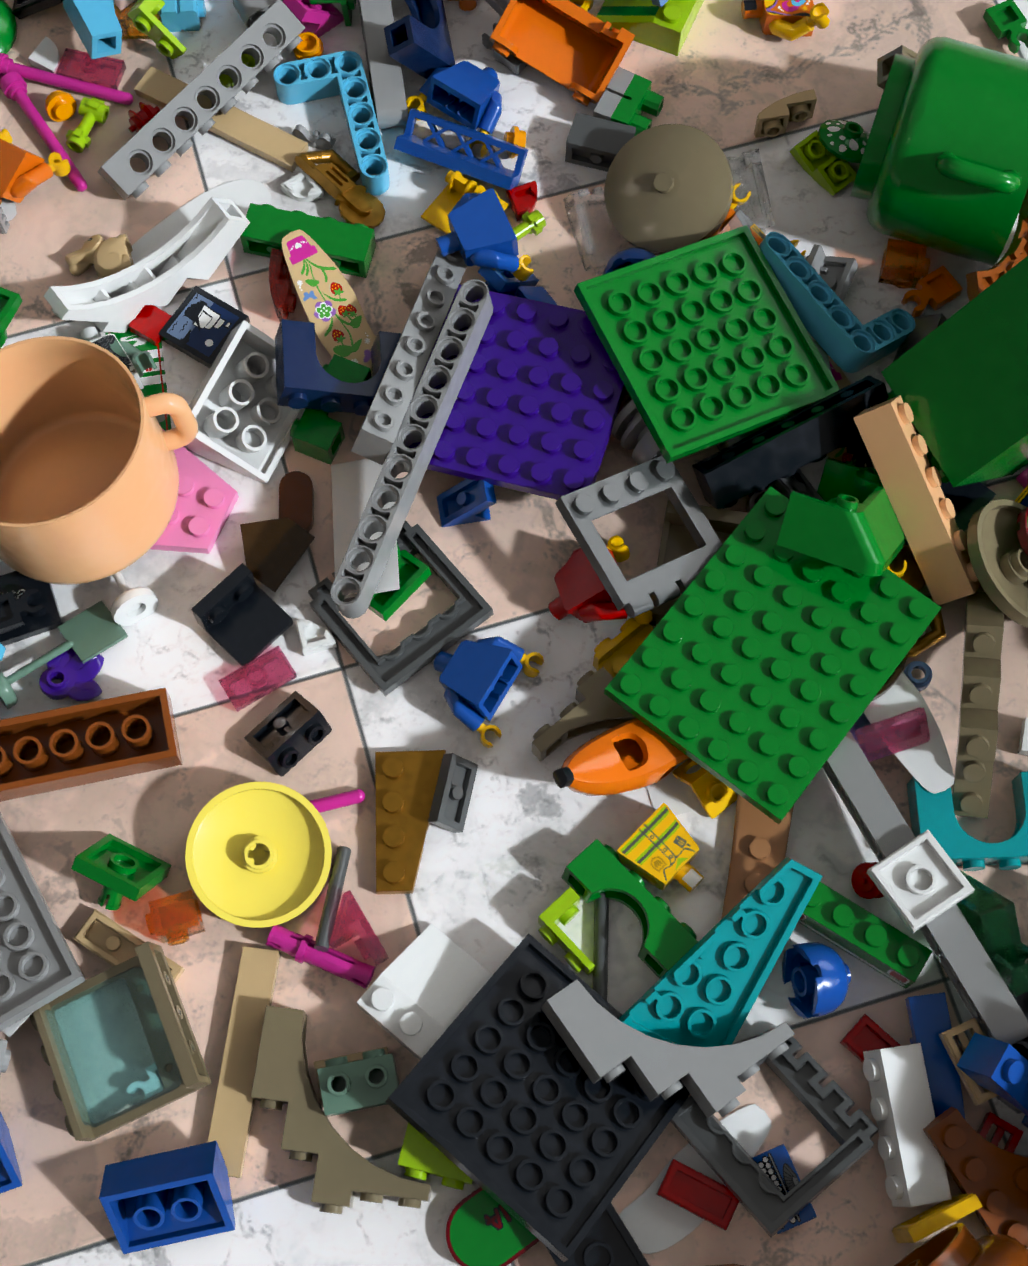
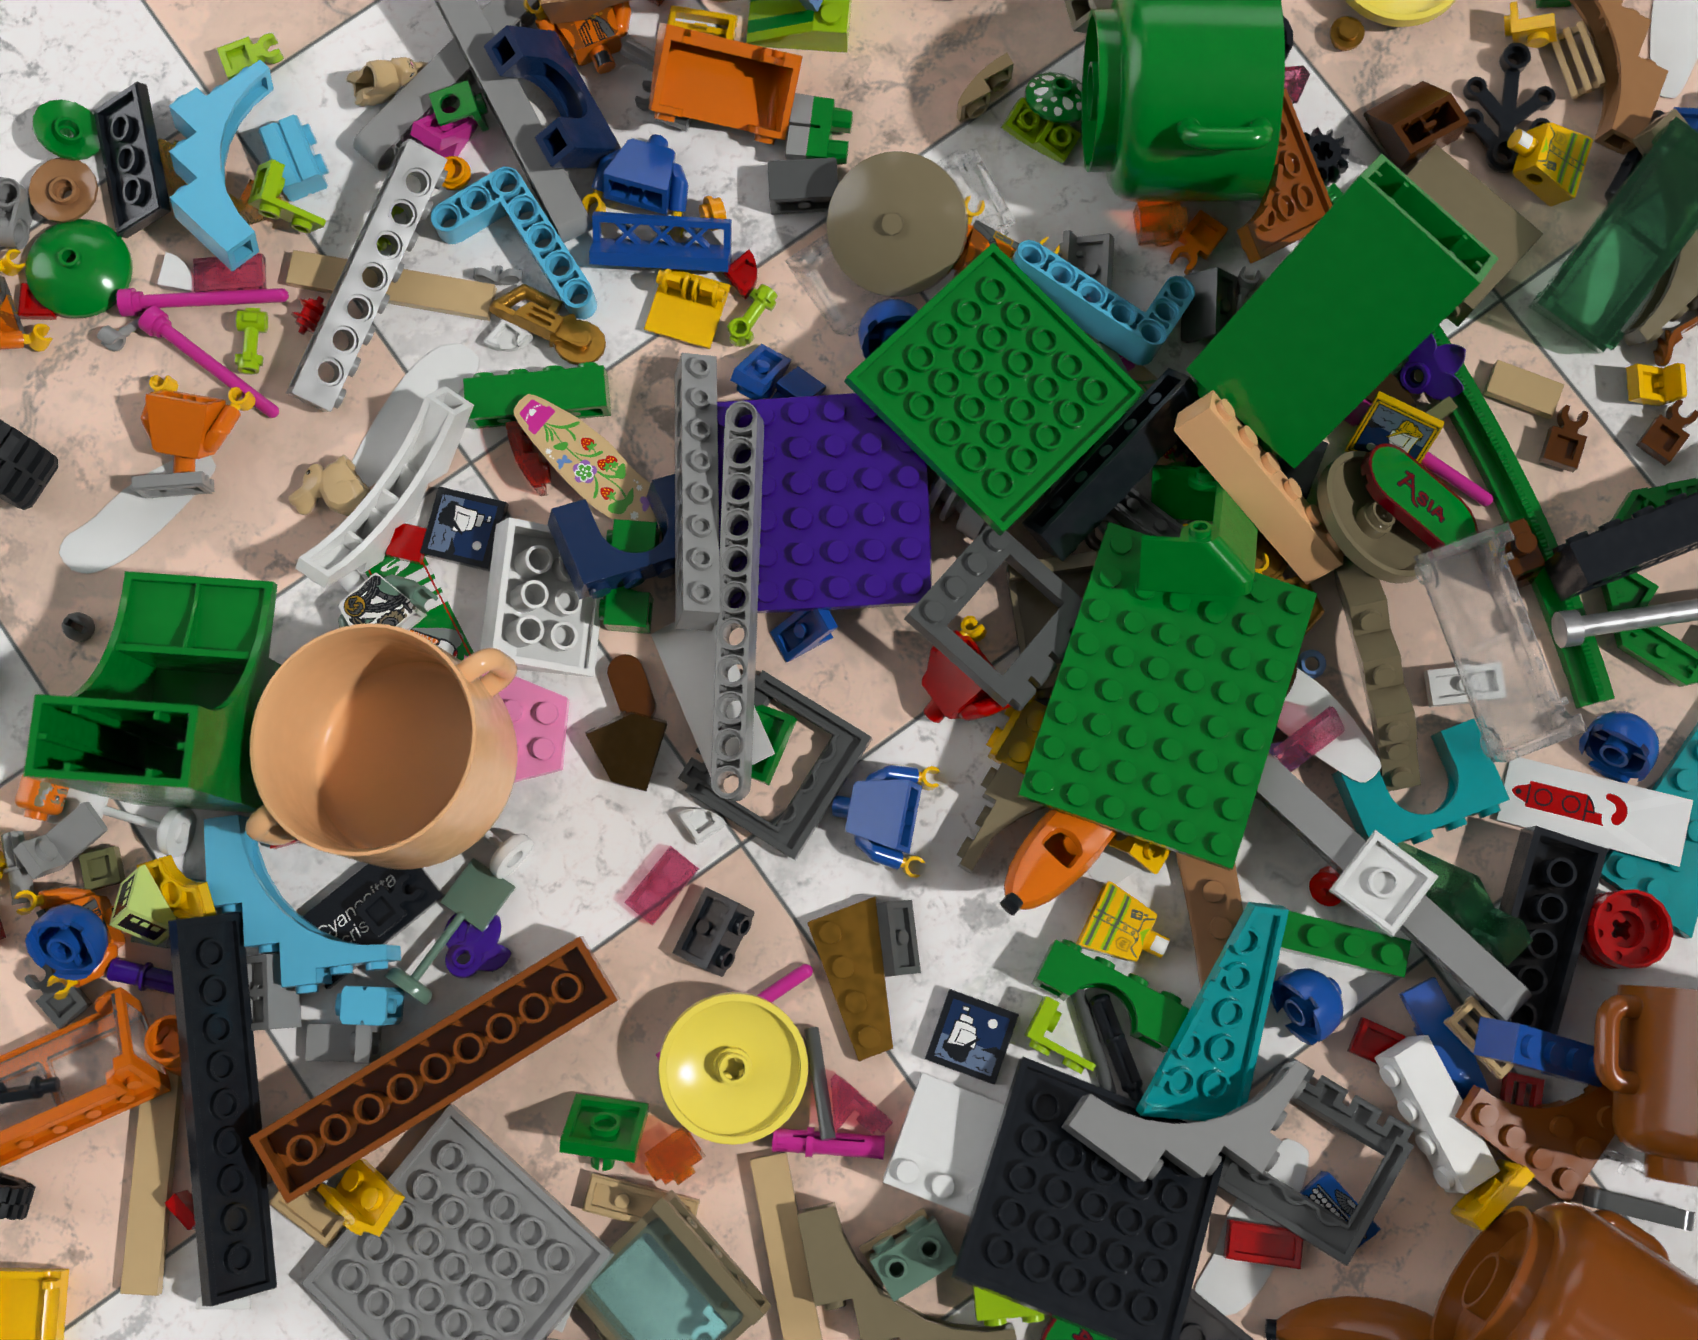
camera: 15 degrees left, 10 degrees up
(60, 106) = (214, 328): light orange plate -> none
(241, 616) = (625, 830): black bracket -> none
(484, 235) = (724, 341): blue torso -> none
(489, 906) = (971, 1036): none -> tile
(621, 958) = (1117, 1046): none -> black piece

